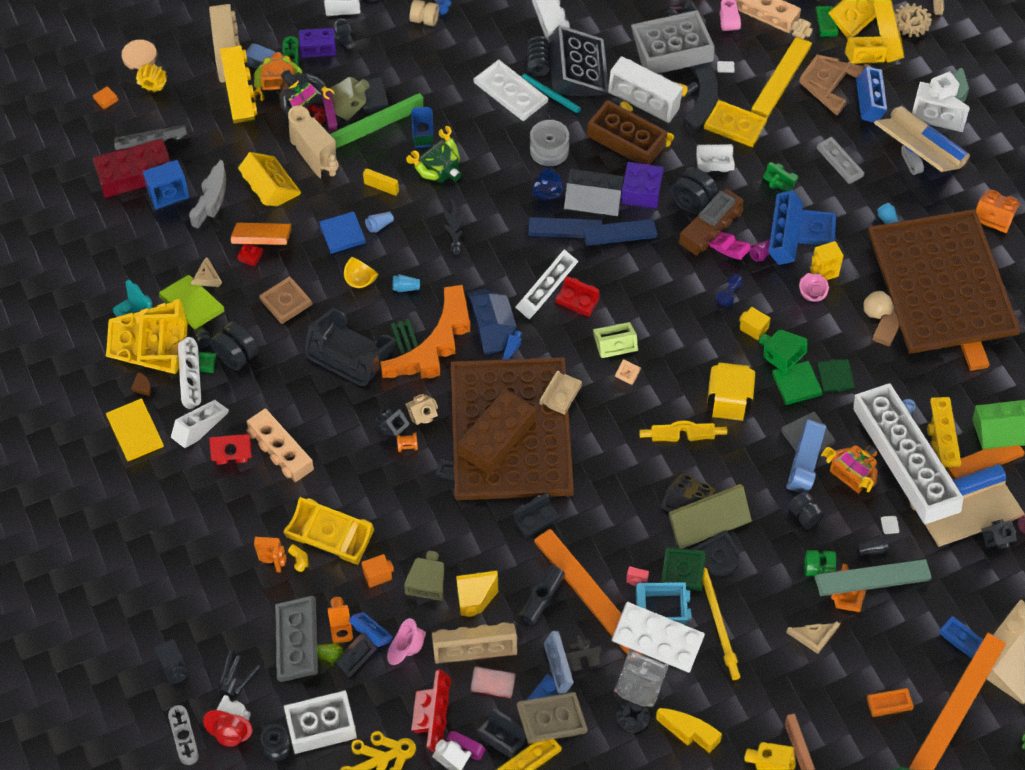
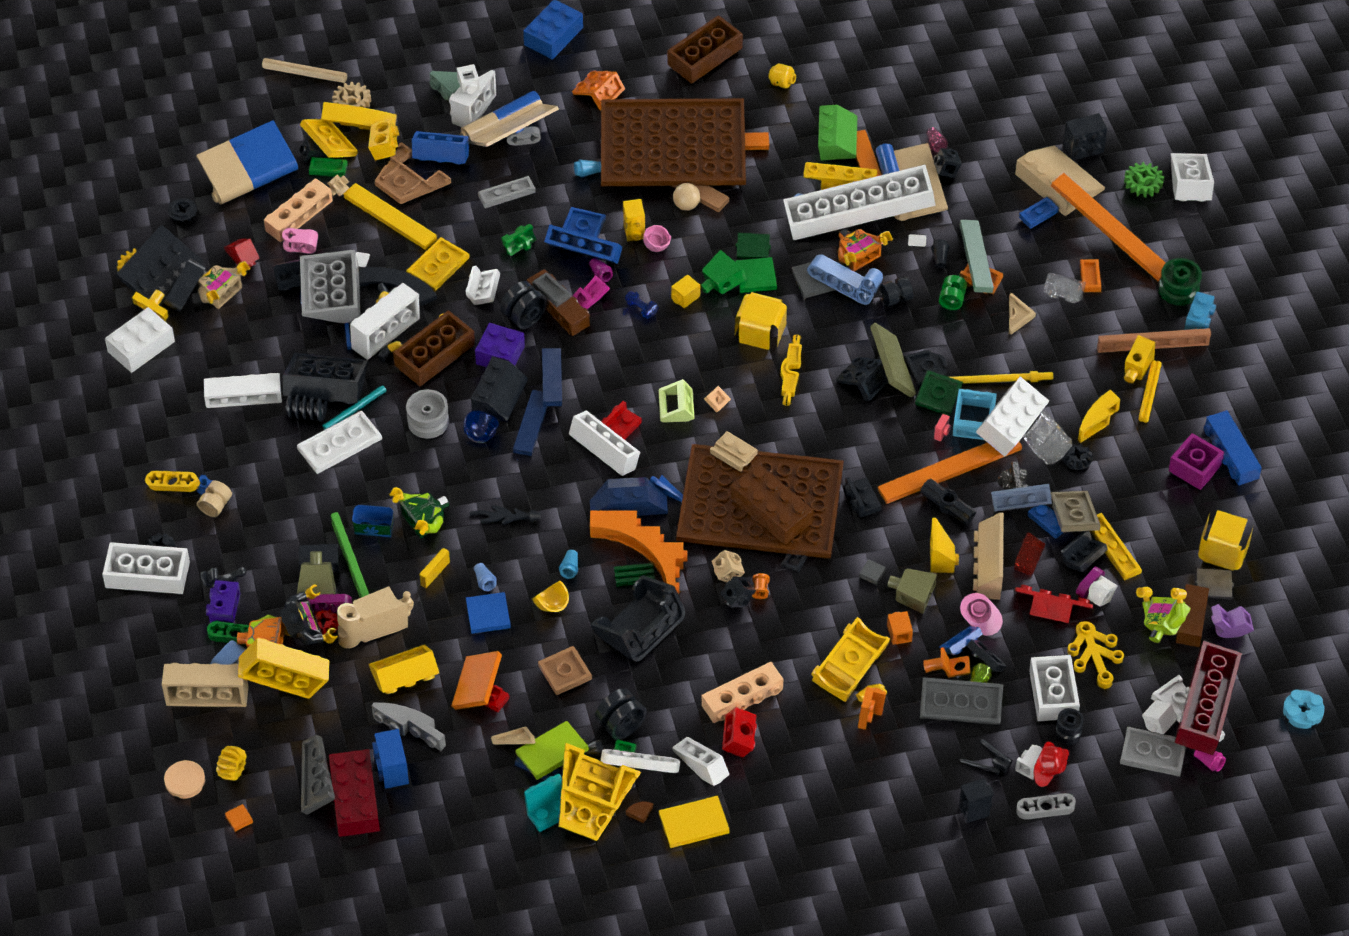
camera: 80 degrees left, 5 degrees down
(445, 539) = (872, 572): none -> dark grey tile
(857, 672) = (1064, 287): none -> clear brick

